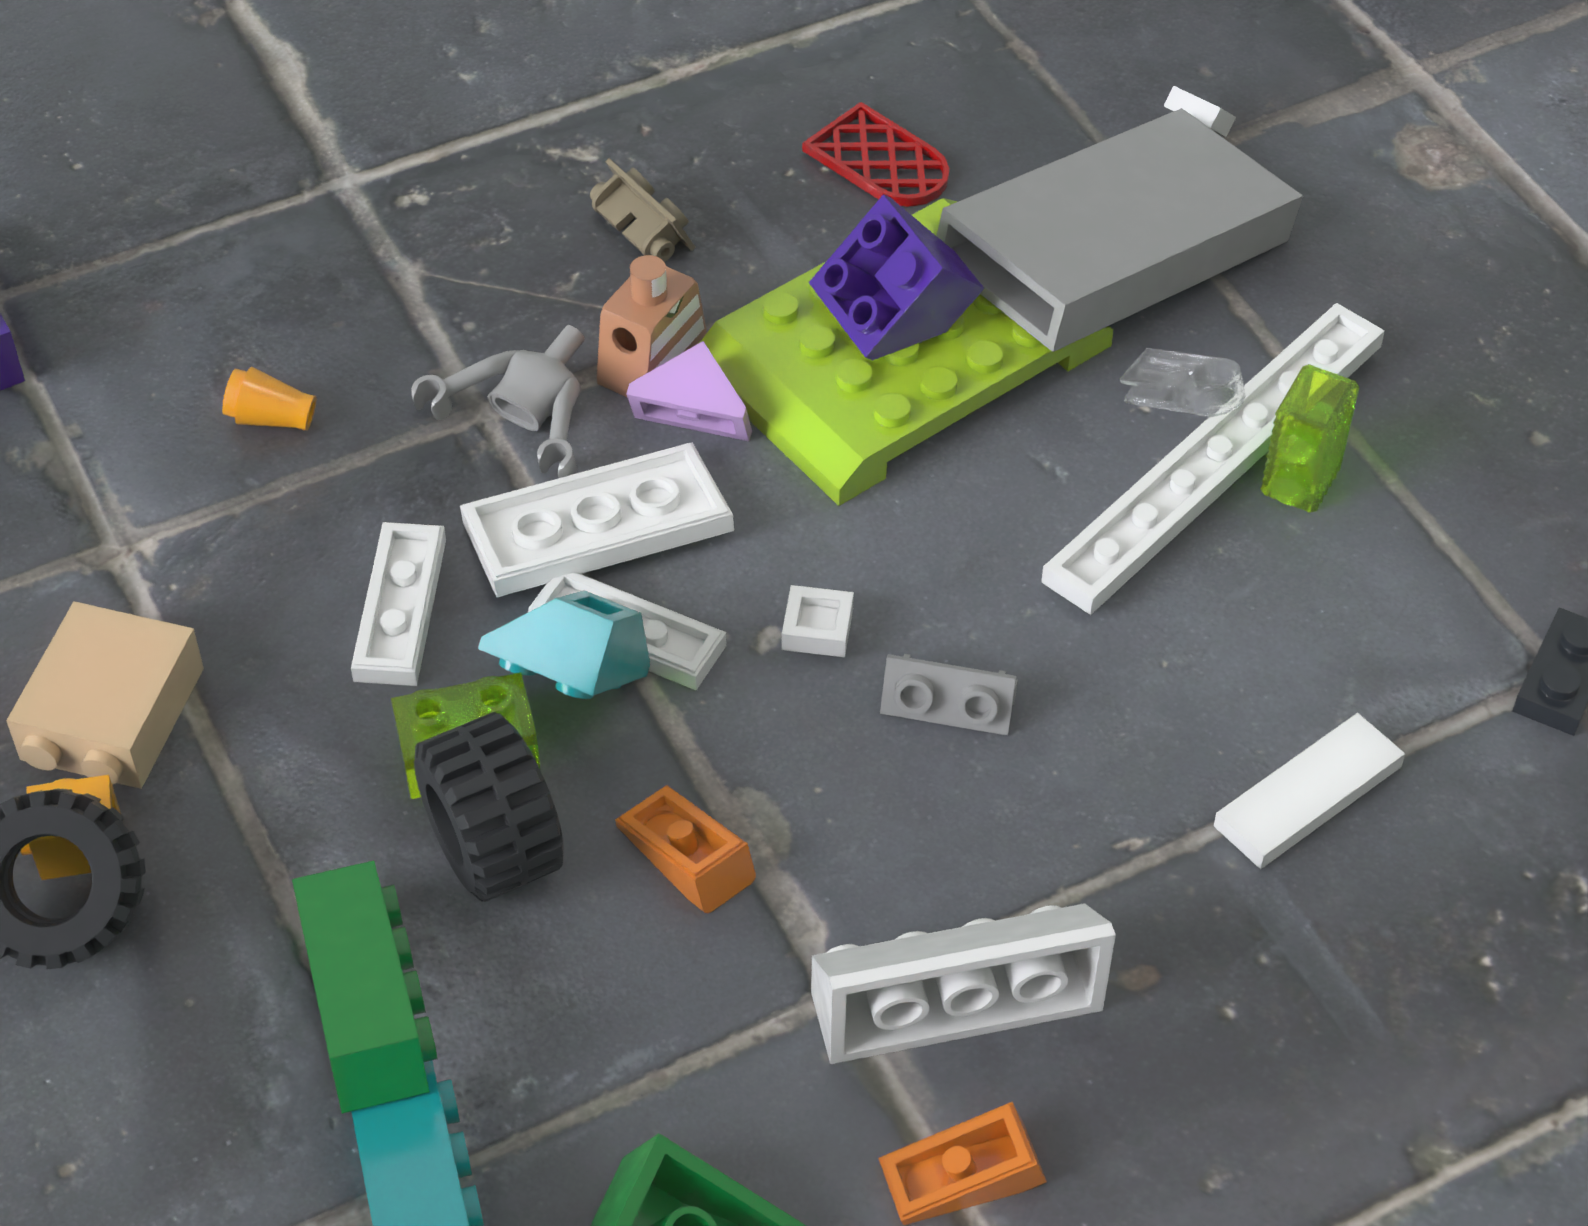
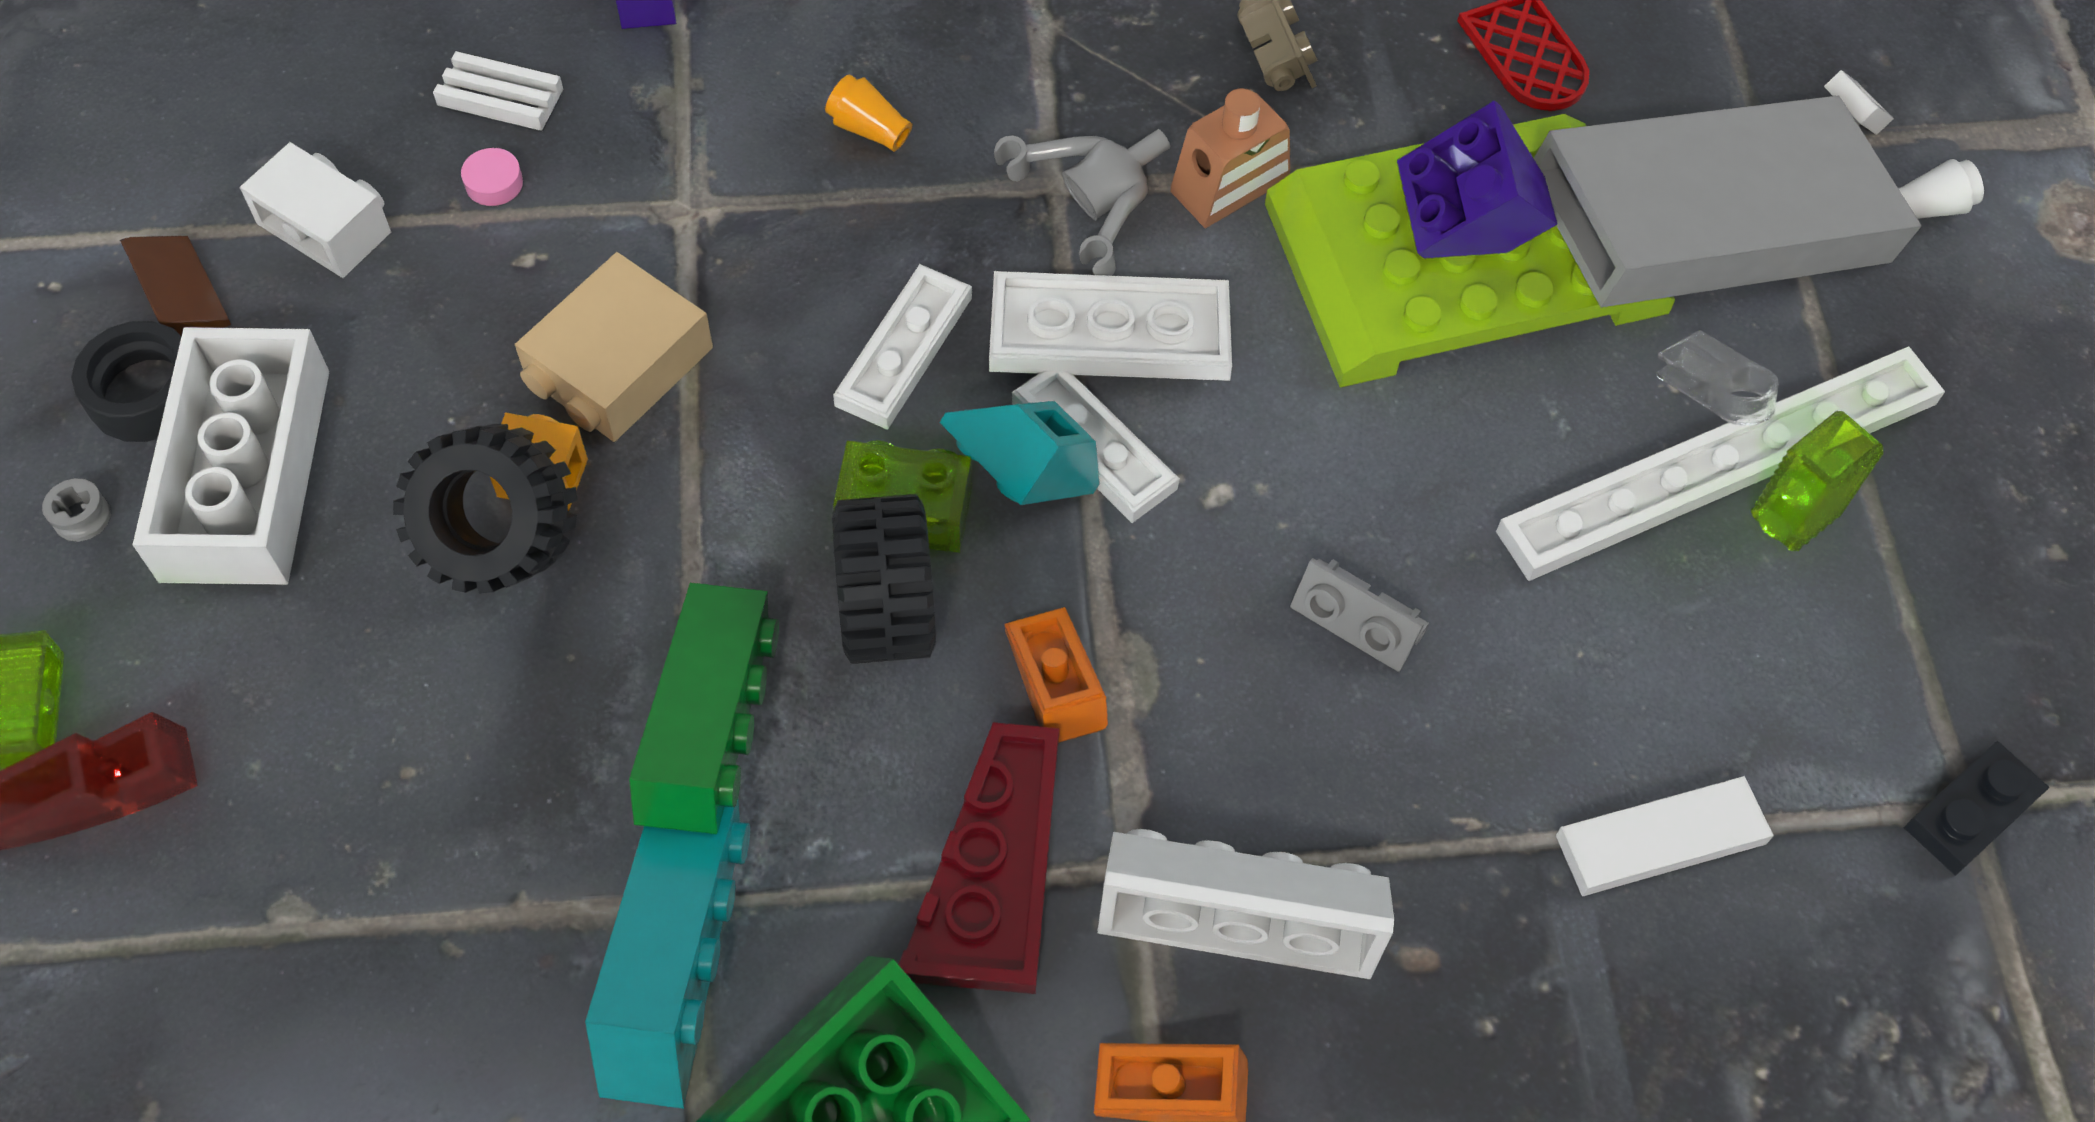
camera: 20 degrees right, 10 degrees up
(691, 395) = (1245, 233): lavender slope -> none
(710, 1049) = (989, 890): none -> dark red wing
(817, 621) = (1267, 497): white plate -> none
(1310, 161) = (1945, 190): none -> white cone

